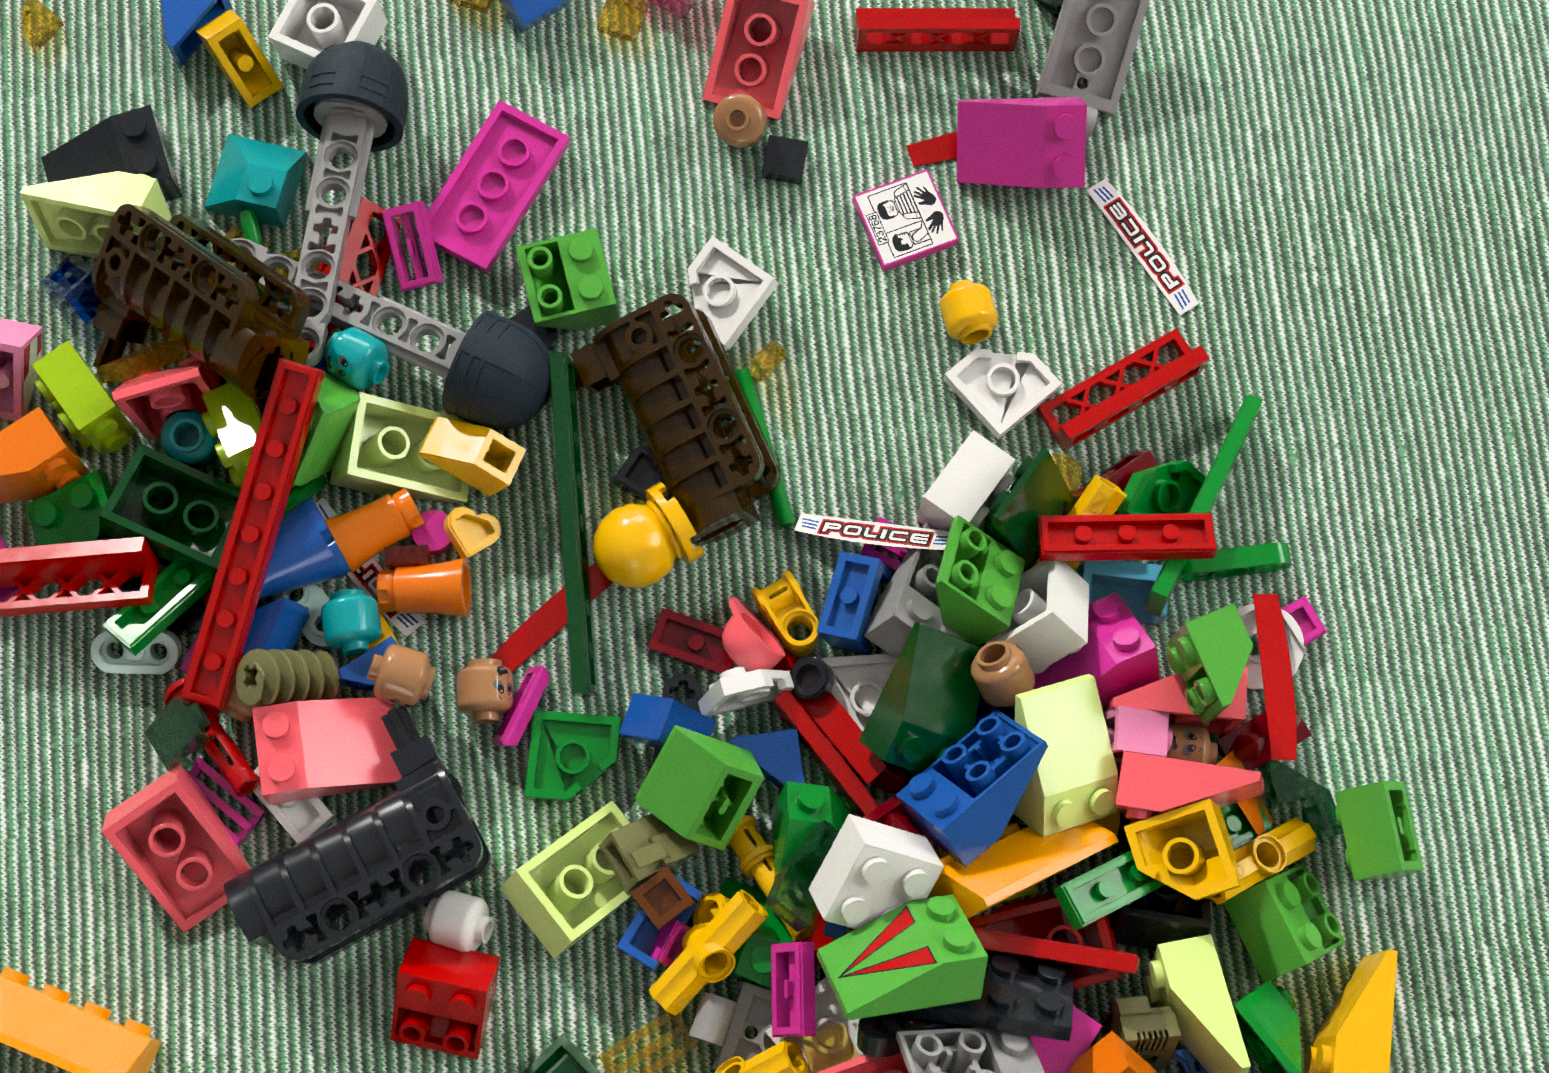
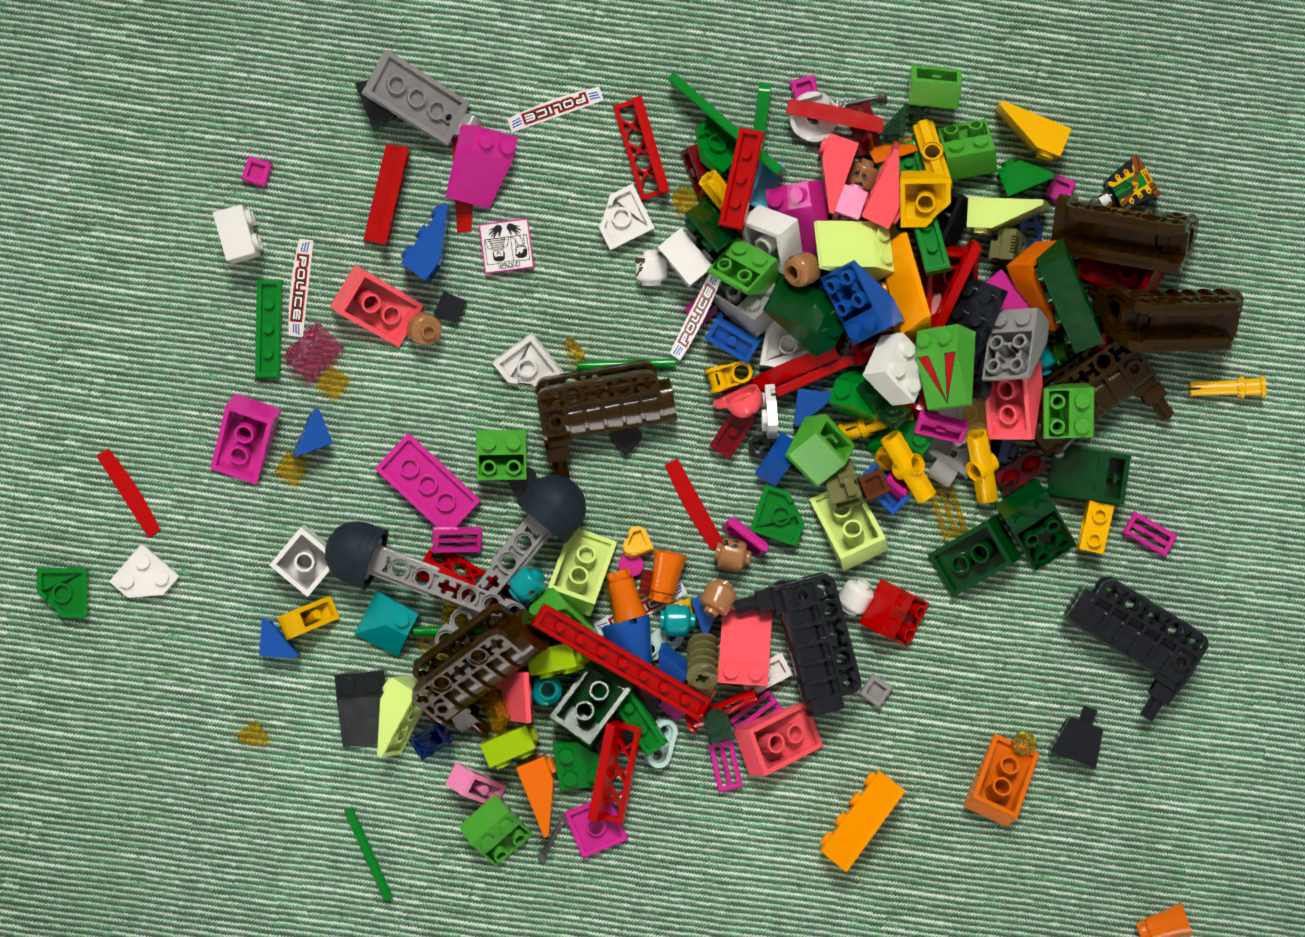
camera: 70 degrees left, 15 degrees up
(124, 787) = (729, 786): none -> dark pink tile
(301, 1001) = (875, 690): none -> light grey tile
(472, 454) = (595, 532): yellow slope -> none
(573, 525) = (649, 484): dark green tile -> none
(641, 542) = (670, 449): yellow tile -> none
(812, 679) = (771, 372): black tile -> none
(876, 97) = (429, 250): none -> blue slope
(932, 444) = (651, 268): none -> white head
(968, 312) = (575, 225): yellow head -> none
(1211, 659) = (827, 154): bright green slope -> none
(1326, 755) = (882, 96): none -> dark grey hinge

